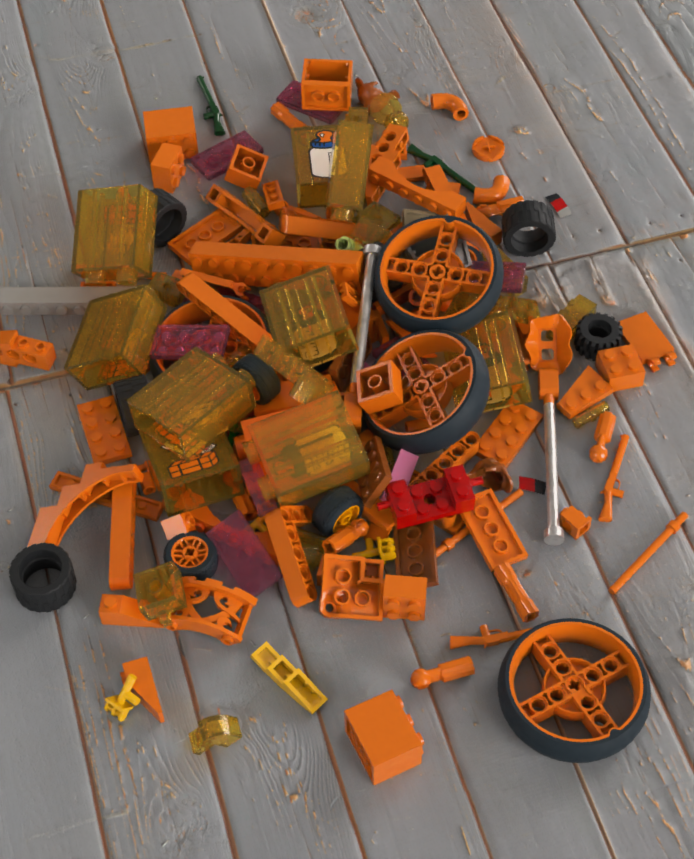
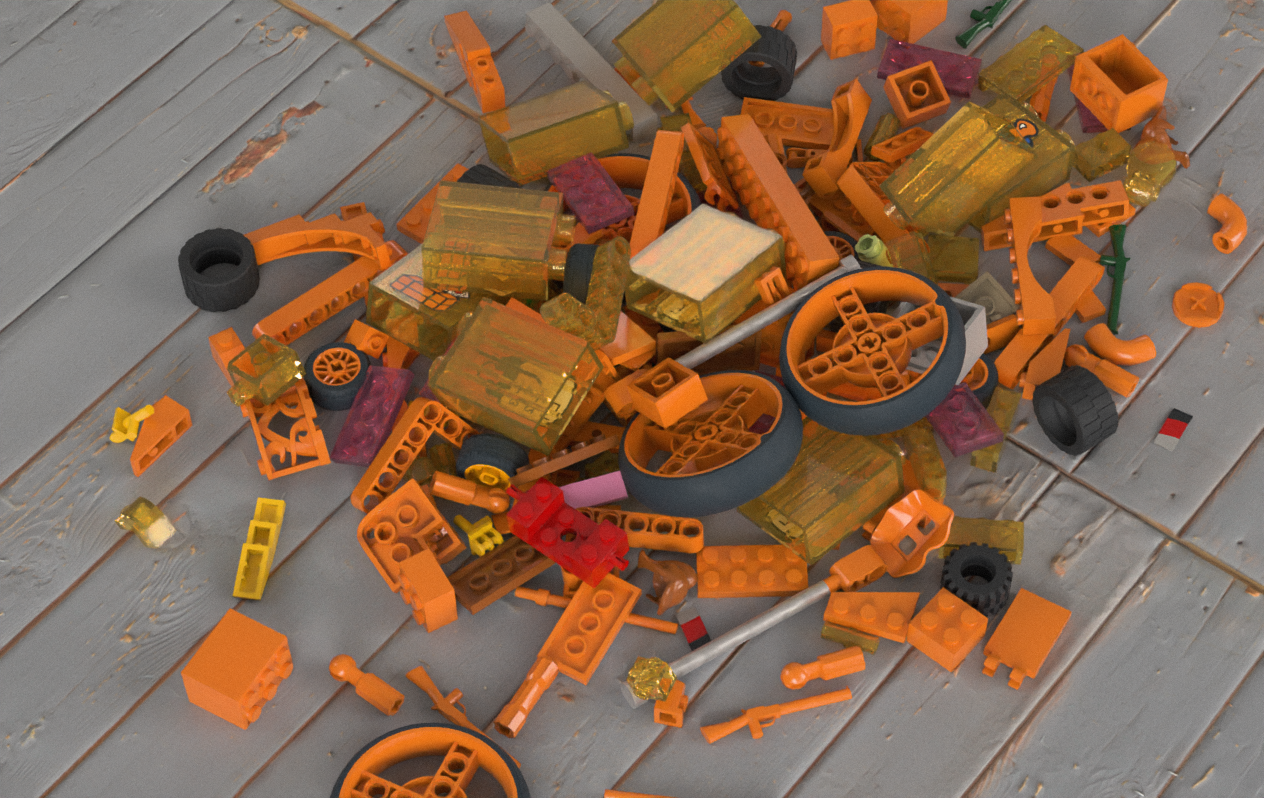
camera: 55 degrees right, 0 degrees up
(271, 113) = (1030, 64): none -> clear yellow bracket
(564, 516) = (651, 679): none -> clear yellow brick

